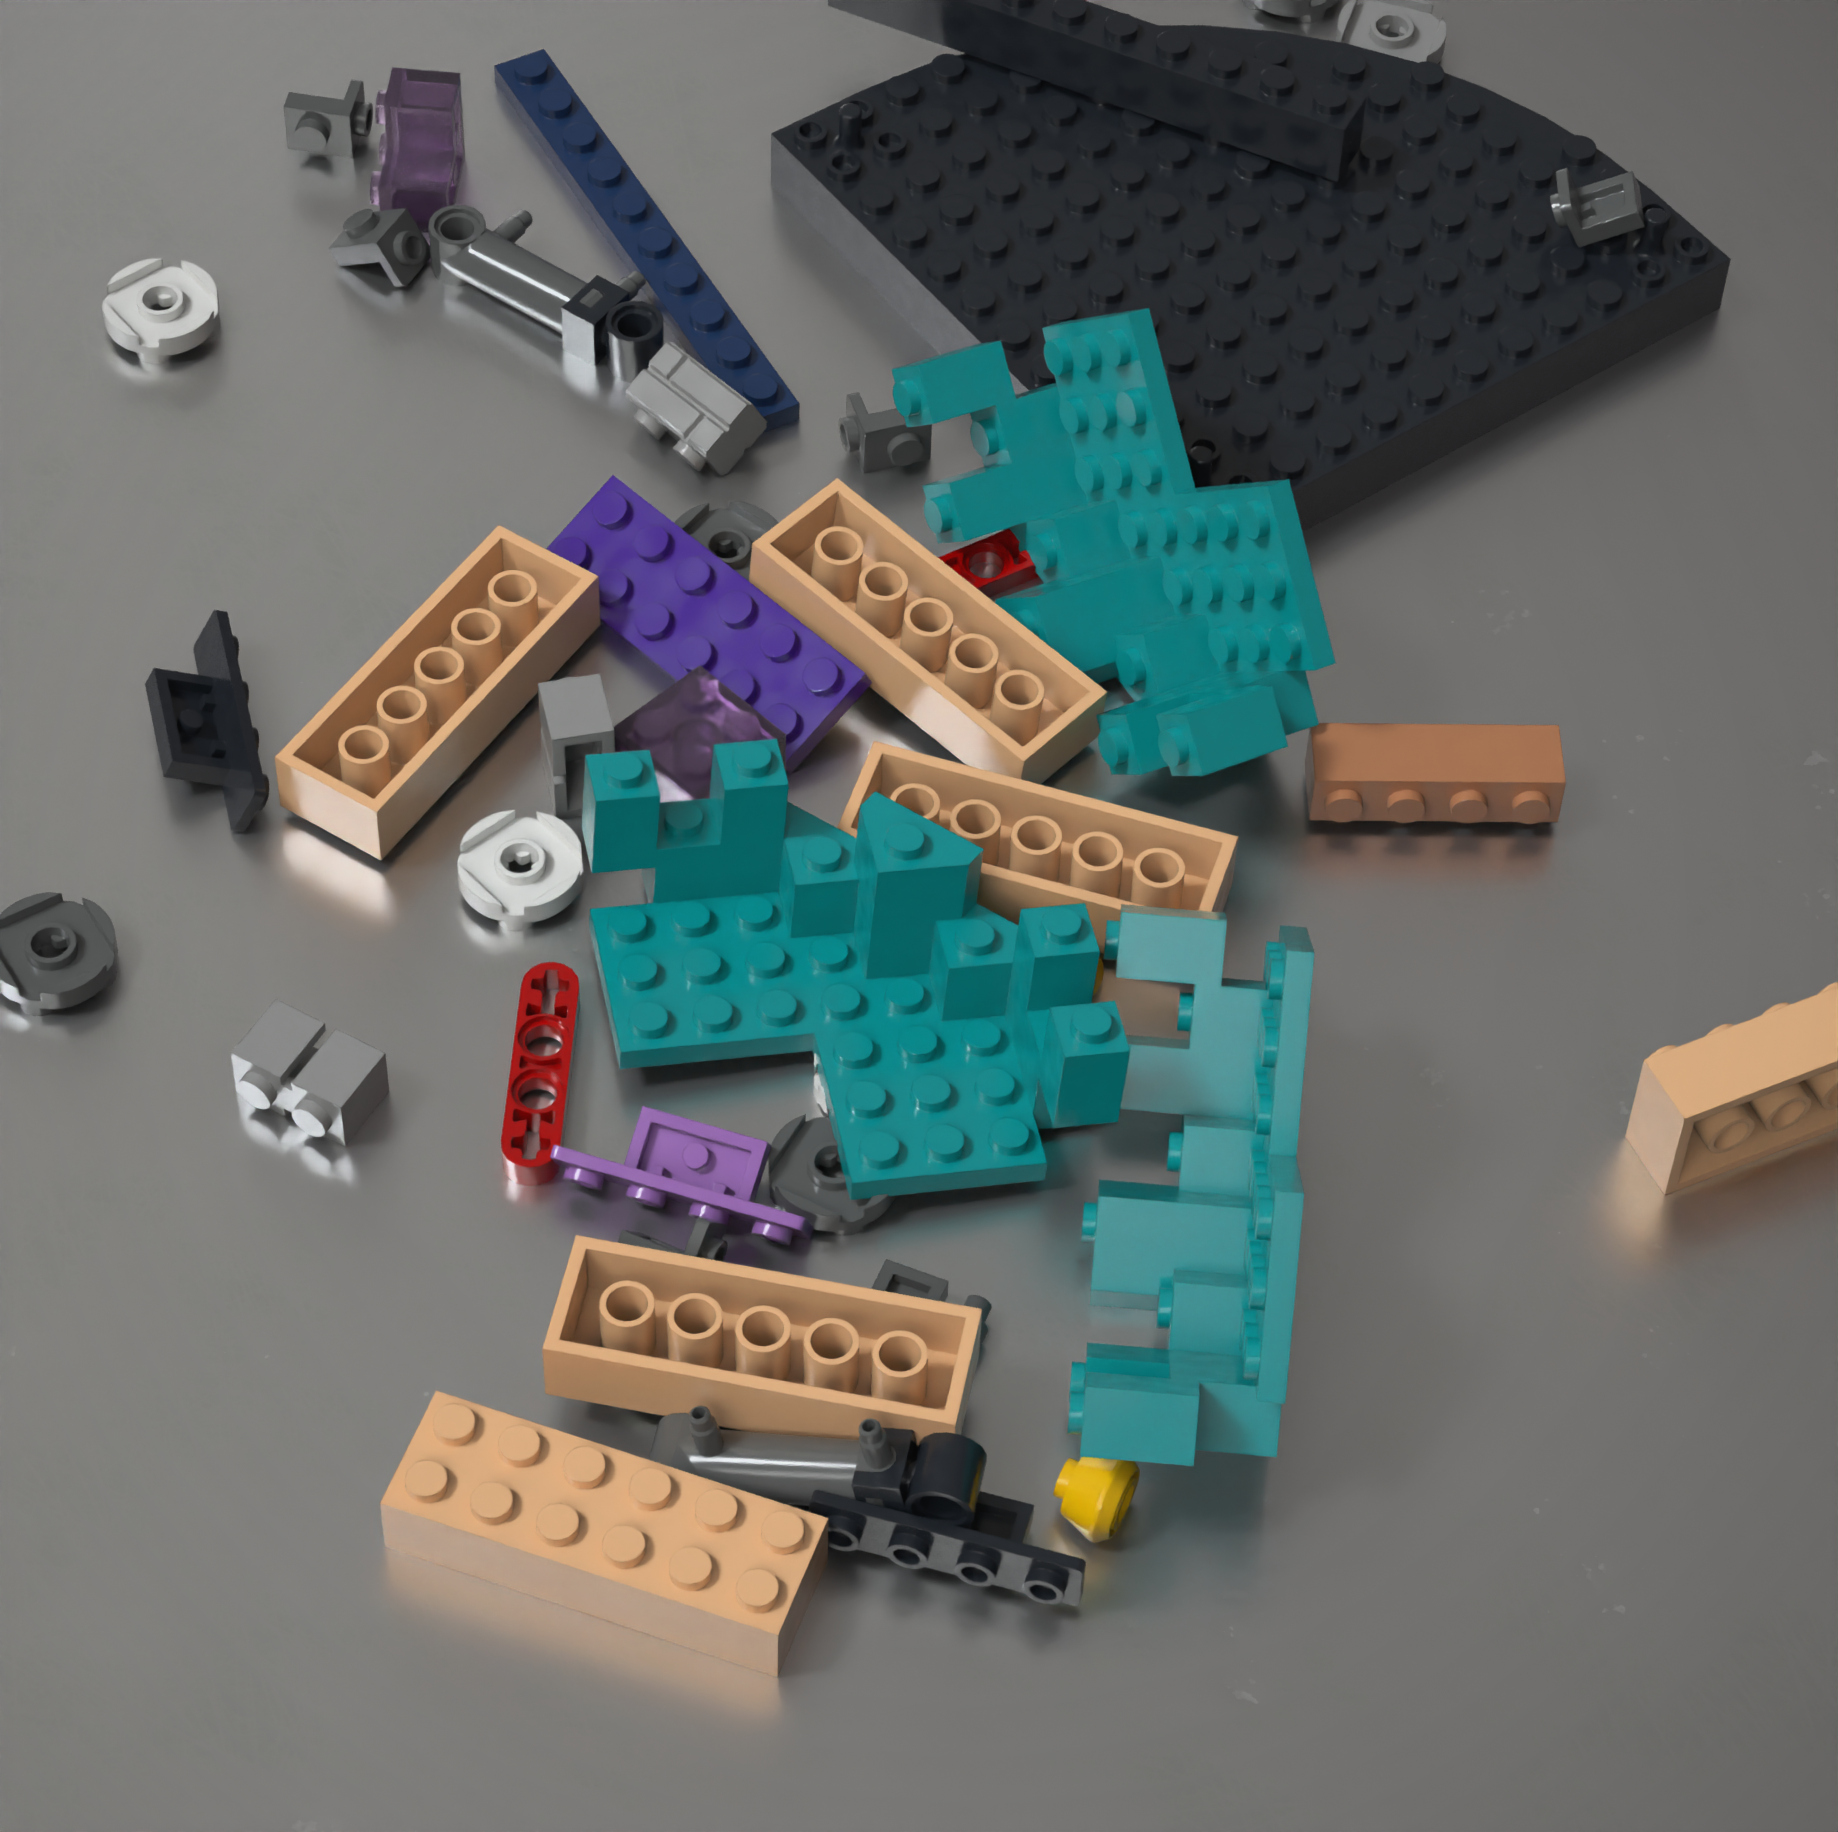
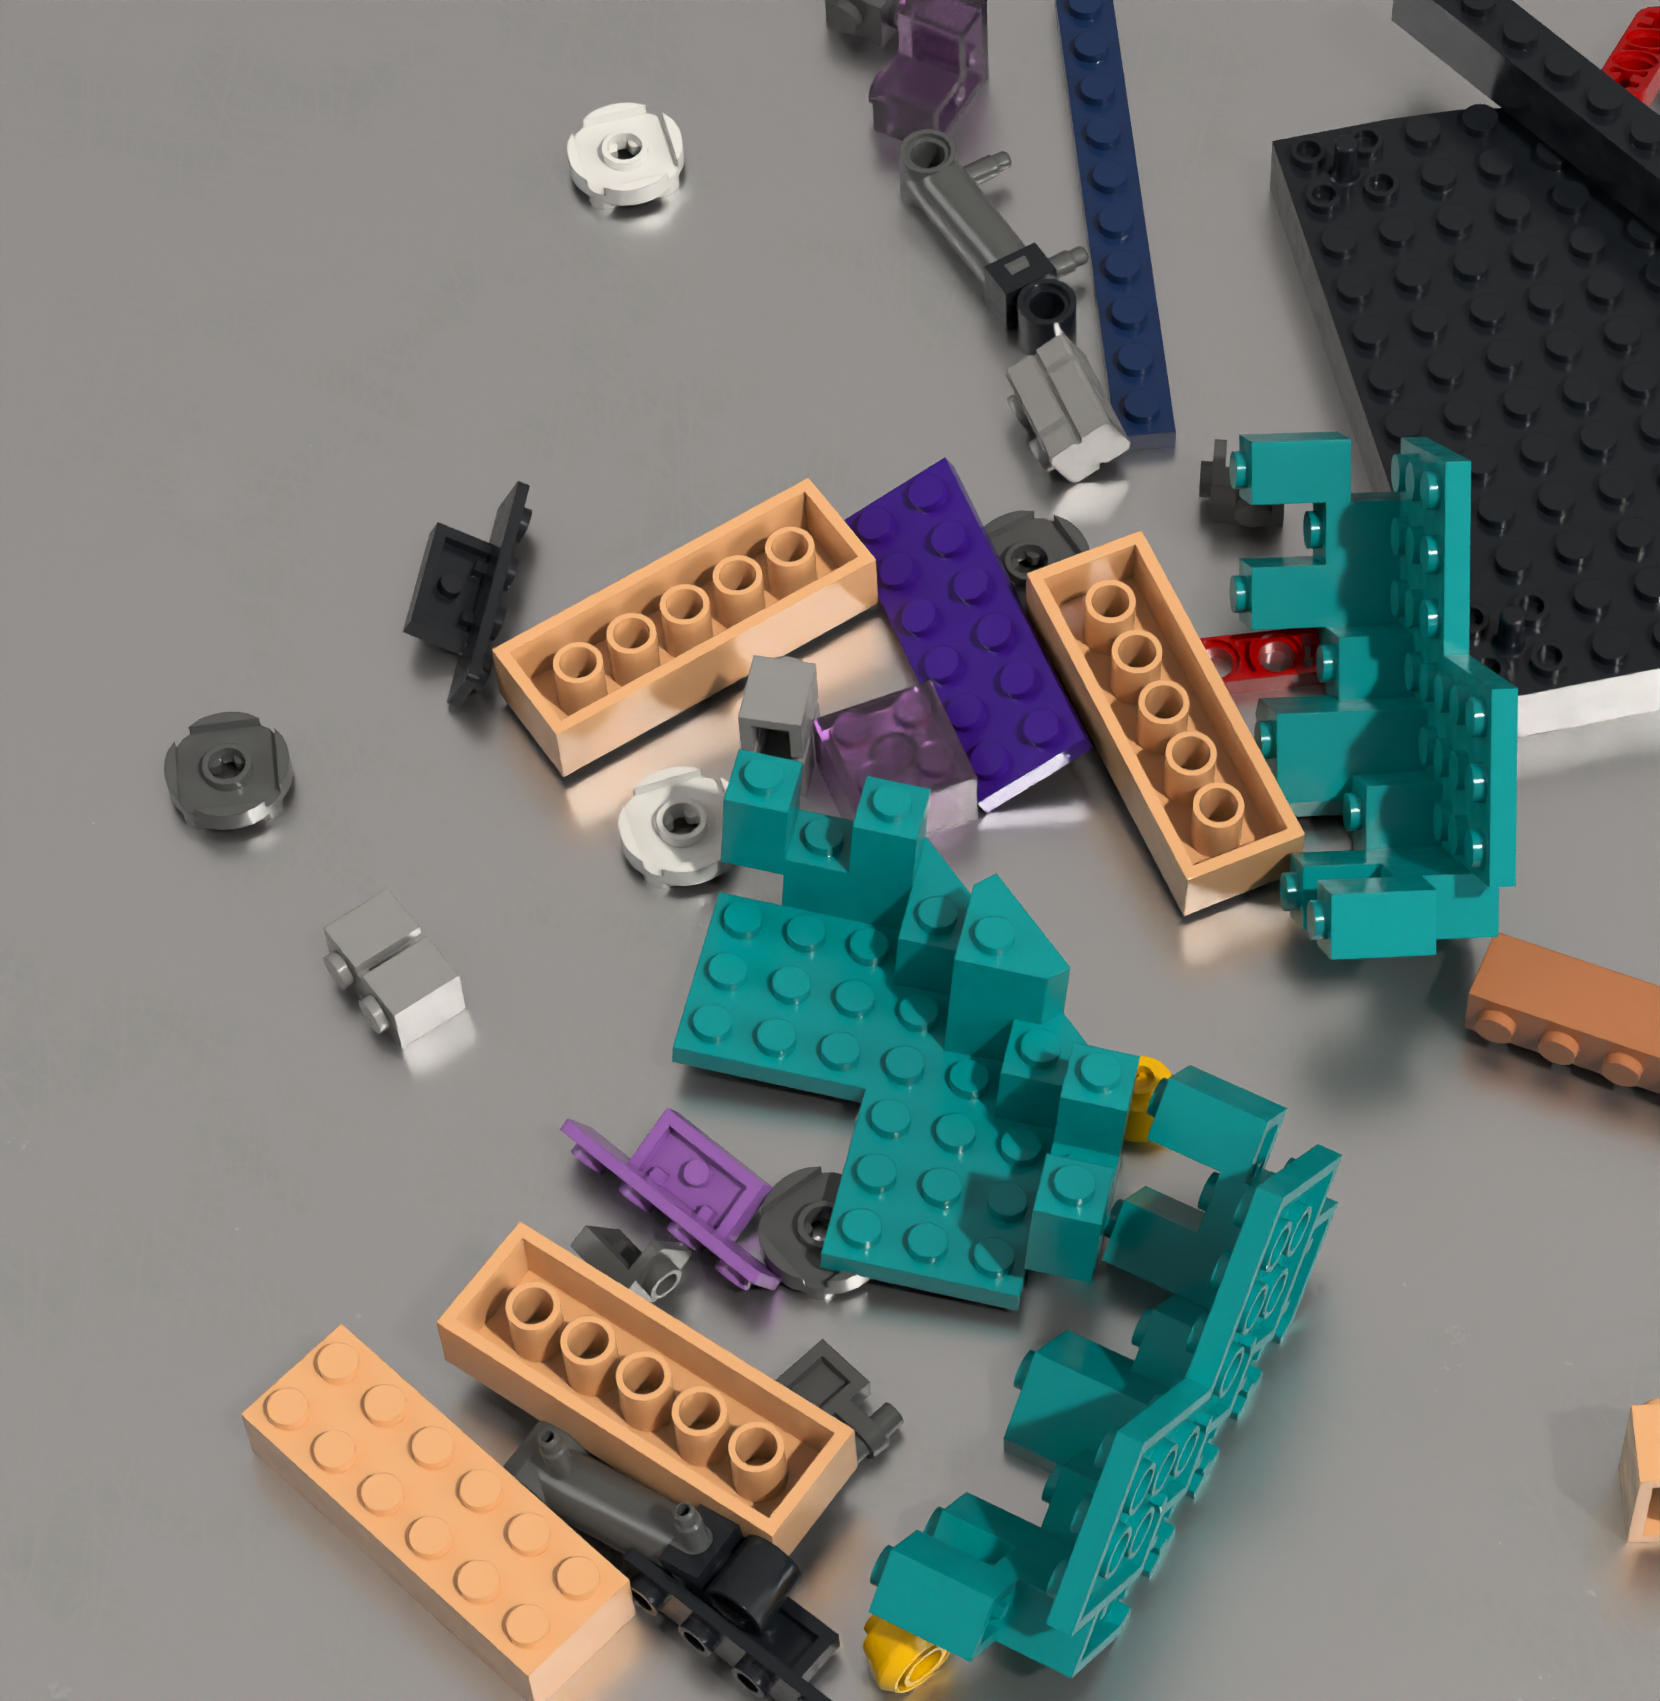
camera: 30 degrees right, 5 degrees up
(383, 238) = (863, 146): dark grey bracket -> none
(540, 1072) = (612, 1041): red beam -> none
(1053, 843) = (1172, 981): light nougat brick -> none

